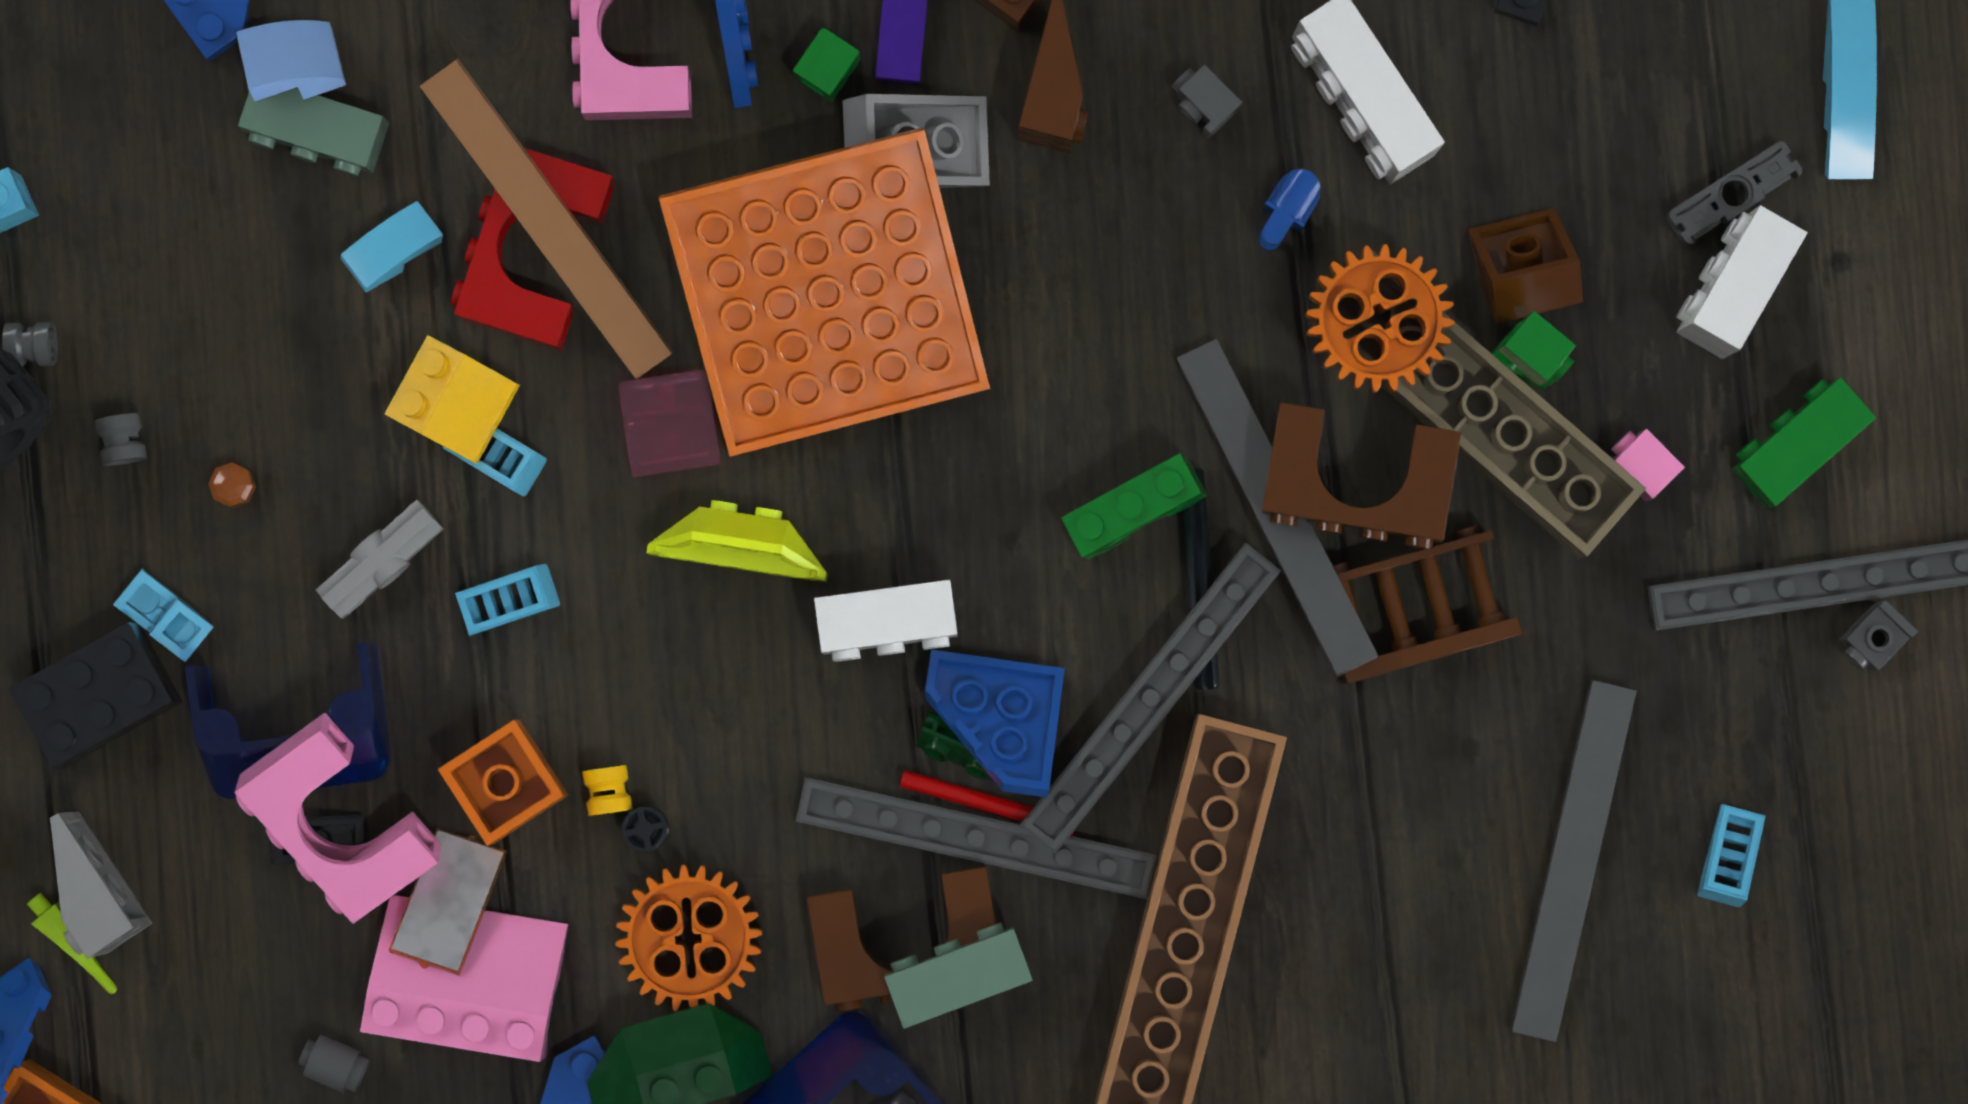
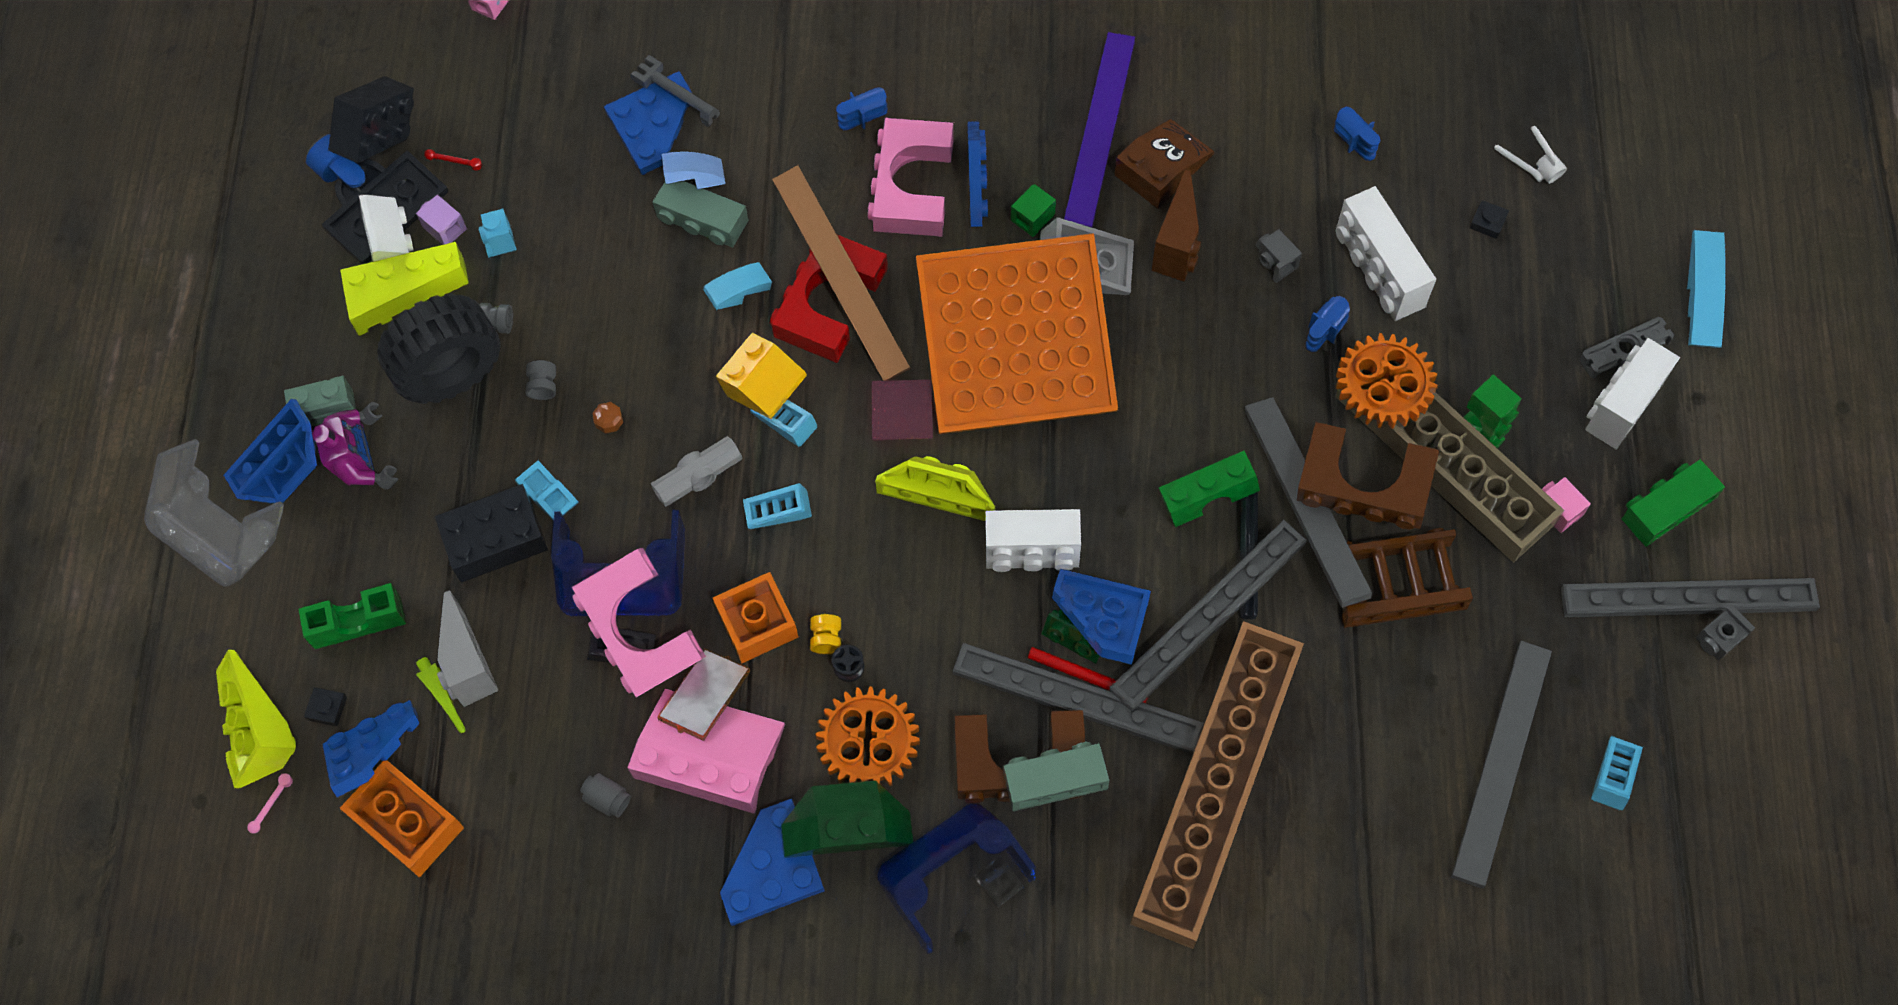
camera: 15 degrees right, 20 degrees down
(1526, 265) = (1476, 365): reddish brown slope -> none

